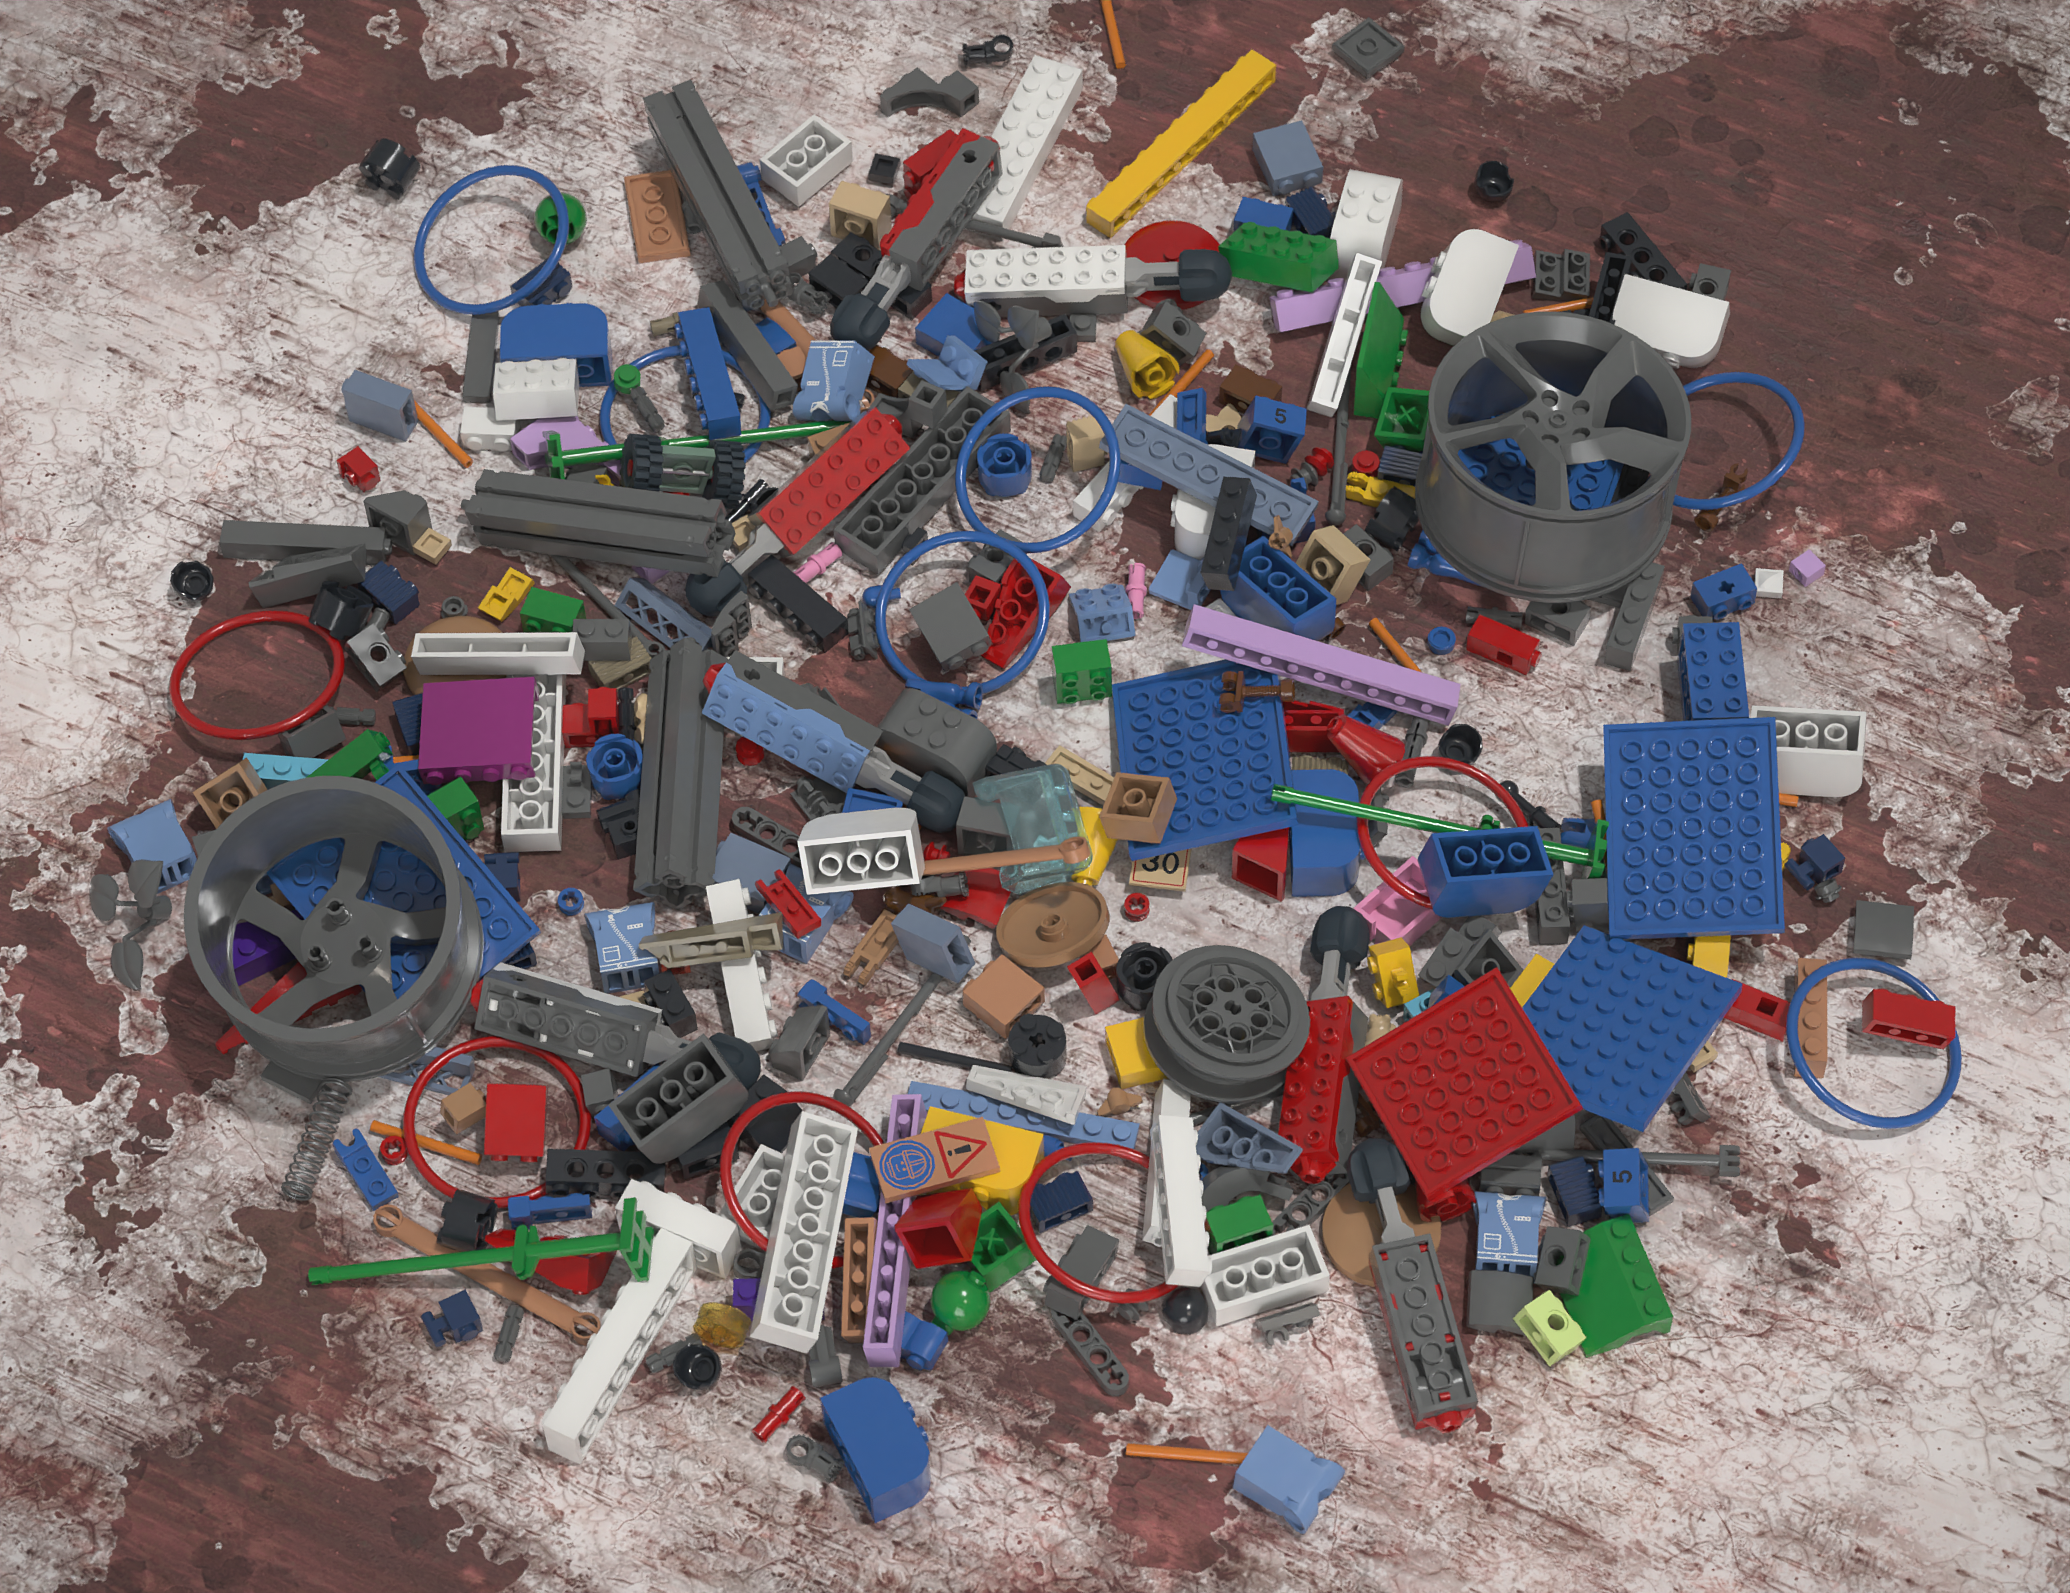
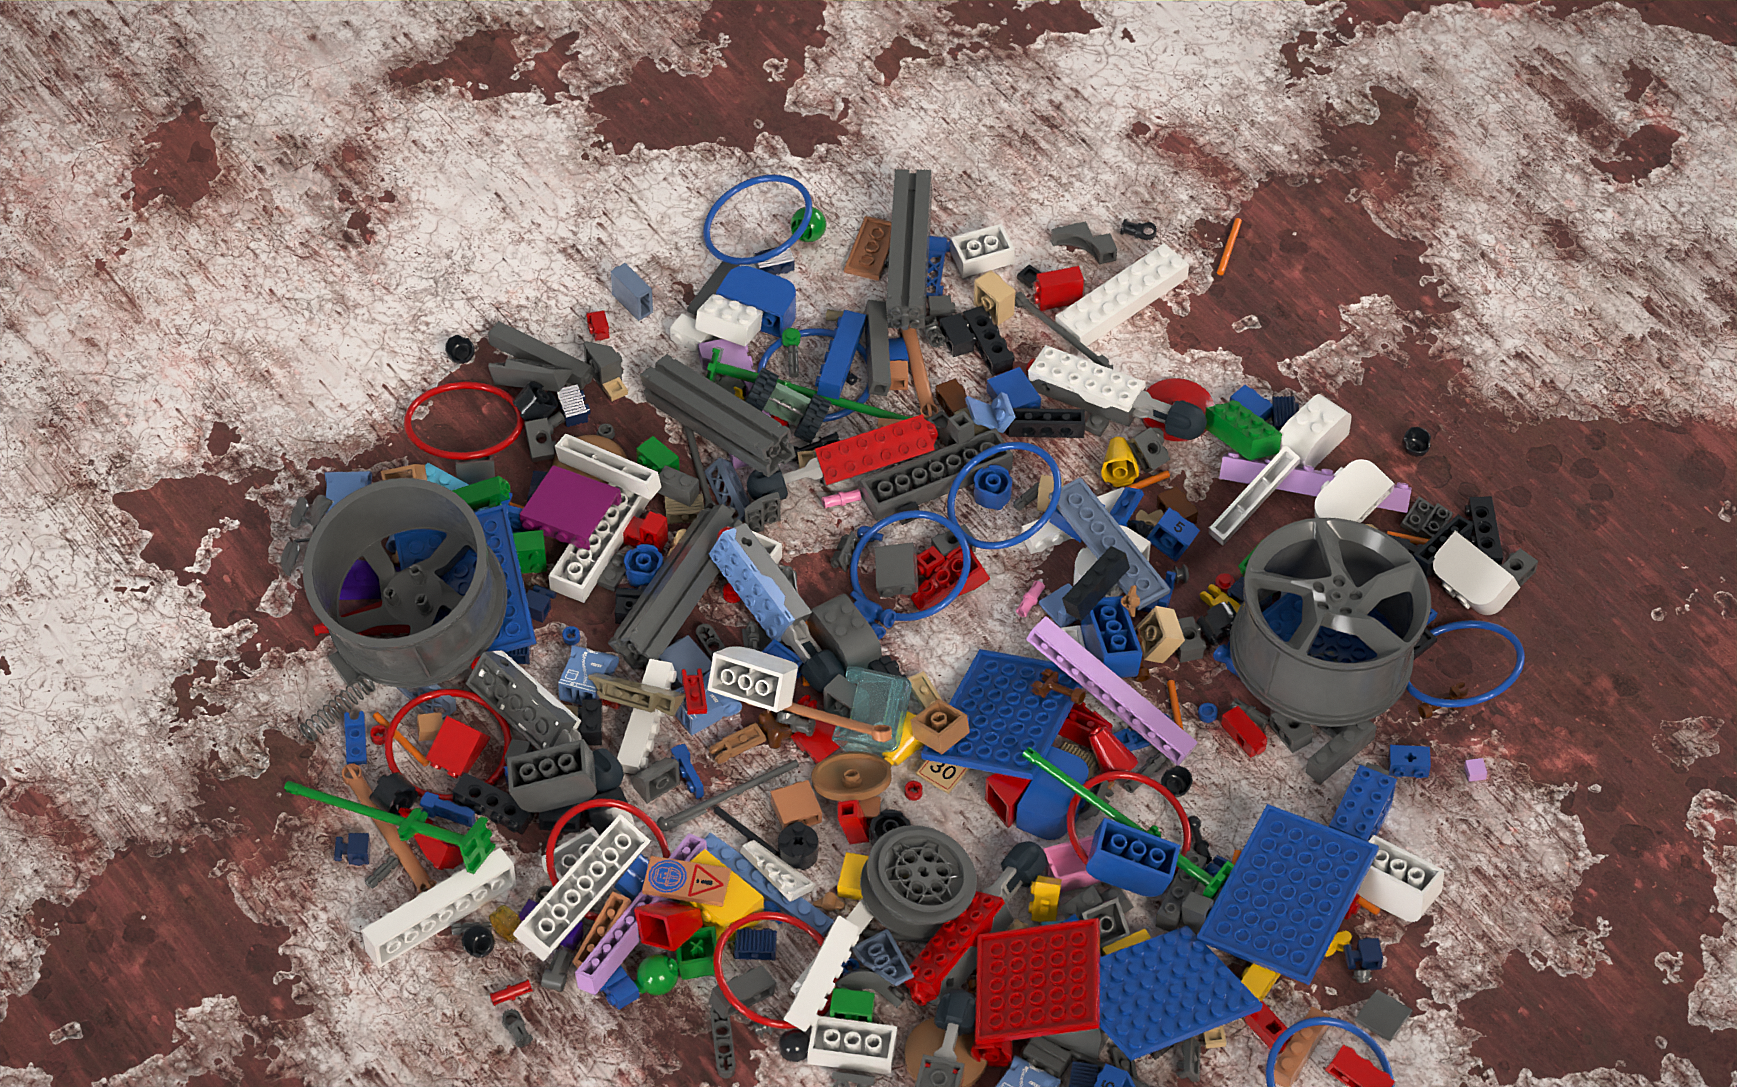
camera: 25 degrees right, 5 degrees down
(355, 716) = (507, 469): dark grey axle -> none
(389, 168) = (722, 152): black brick -> none
(443, 437) = (660, 323): orange piece -> none
(507, 595) = (635, 438): yellow slope -> none
(626, 712) = (668, 537): black axle -> none
(713, 1236) = (529, 867): white brick -> none
(797, 604) = (814, 517): black brick -> none
(833, 381) = (914, 390): medium blue piece -> none
(879, 1445) = (557, 1037): blue brick -> none
(922, 235) = (1020, 323): piece -> none
(933, 943) = (769, 754): sand blue brick -> none
(1028, 330) = (1052, 411): dark grey plant -> none
(1081, 671) = (962, 631): green brick -> none
(1103, 613) = (1000, 604): medium blue bracket -> none
(1180, 143) = (1228, 336): yellow brick -> none
(1287, 158) = (1291, 373): sand blue brick -> none
(1309, 1204) = (909, 1015): dark grey beam -> none
(1320, 460) = (1196, 568): red wheel -> none
(1336, 515) = (1186, 606): dark grey bar -> none
(1368, 48) = (1387, 325): dark grey plate -> none
(1379, 354) = (1273, 510): green slope -> none
(1769, 583) = (1444, 768): white tile -> none

